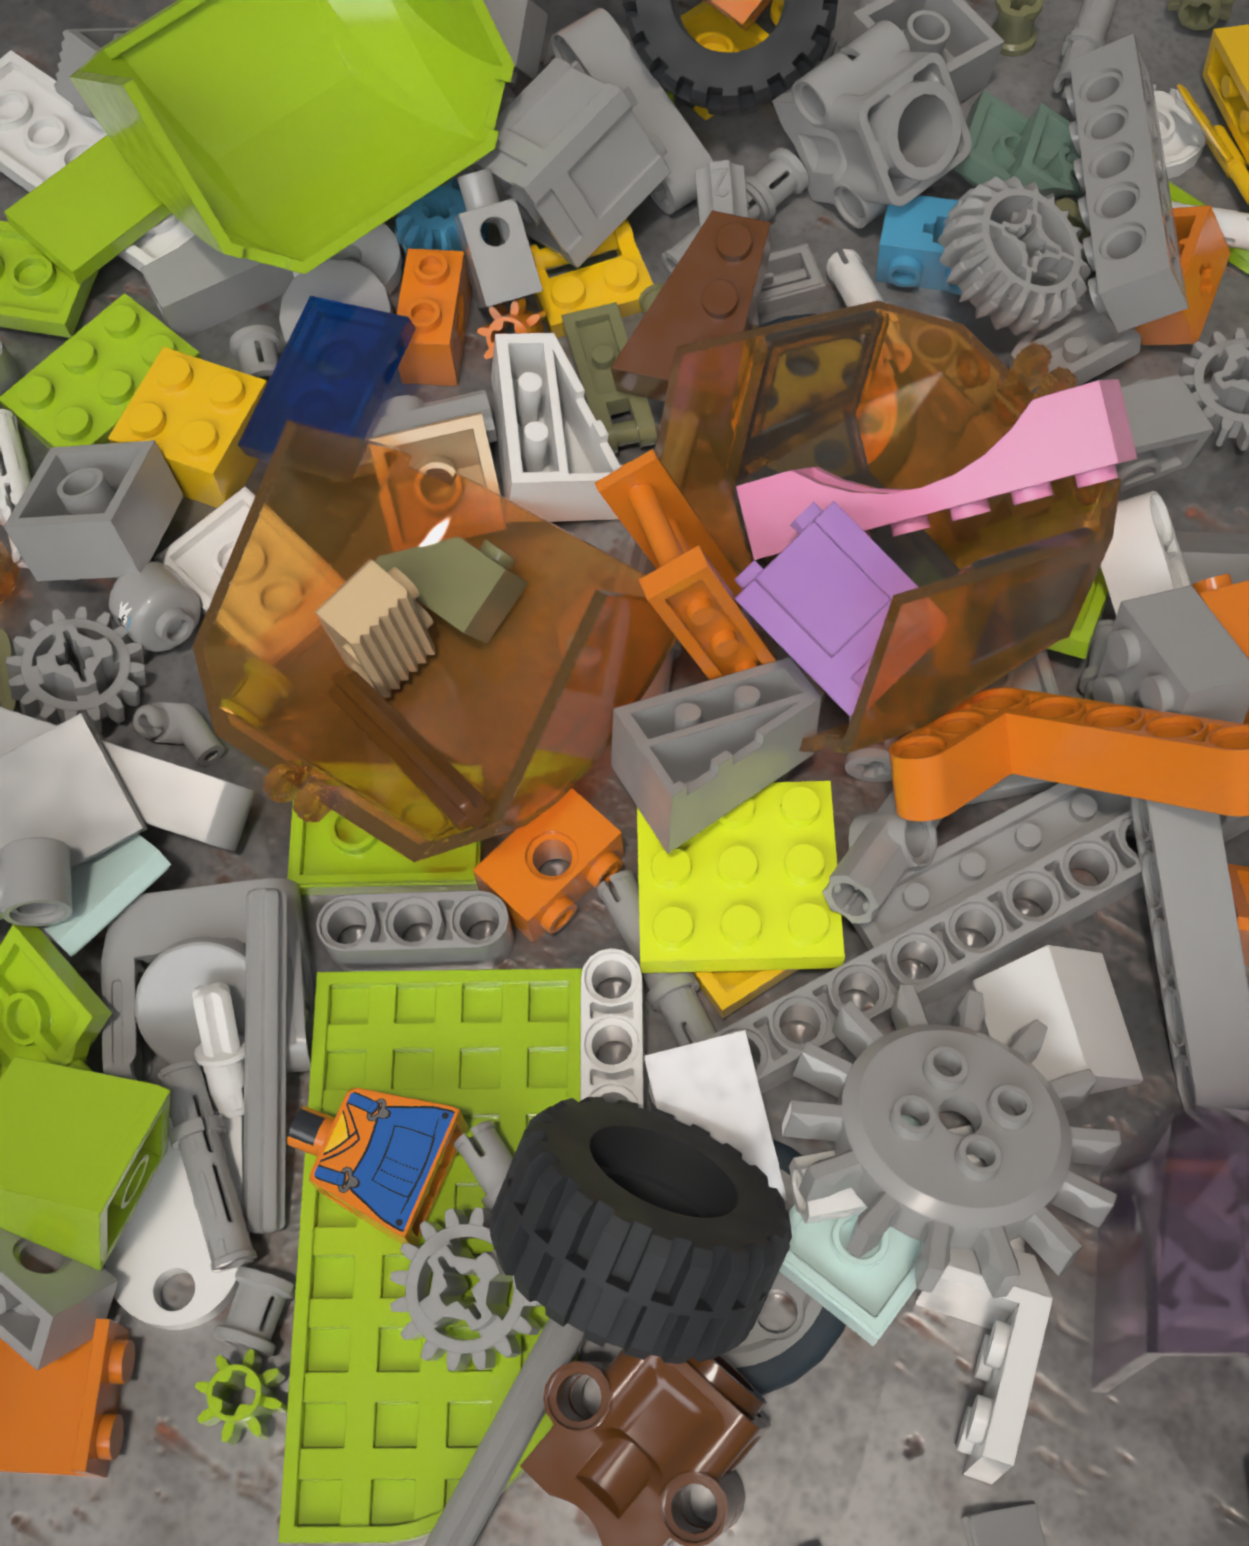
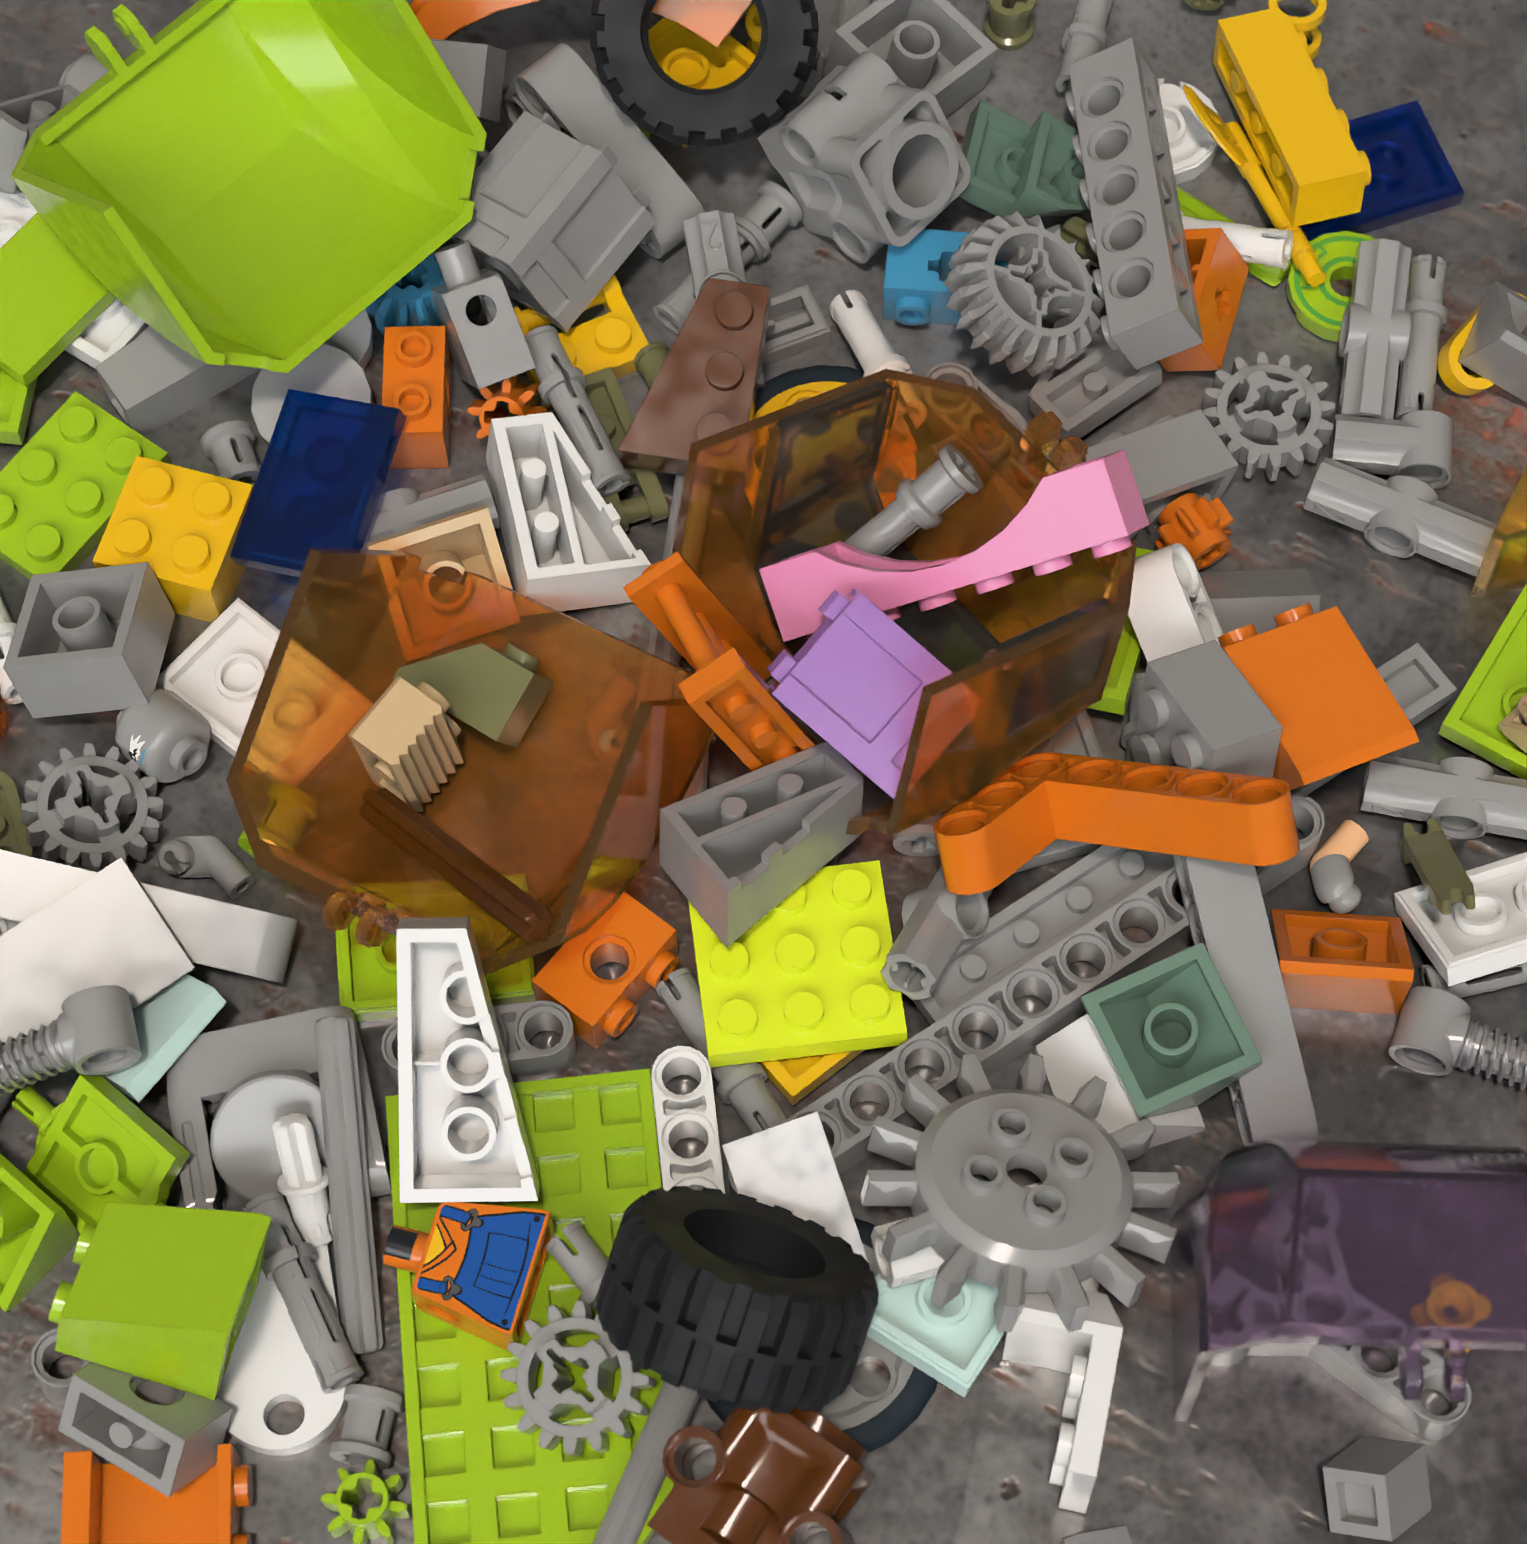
camera: 10 degrees left, 0 degrees up
(376, 966) = (455, 1088): none -> white wedge
(569, 316) = (564, 390): none -> light grey pin
(899, 434) = (919, 503): none -> light grey pin
(1121, 981) = (1172, 1033): none -> sand green slope
(1174, 481) = (1197, 526): none -> orange gear

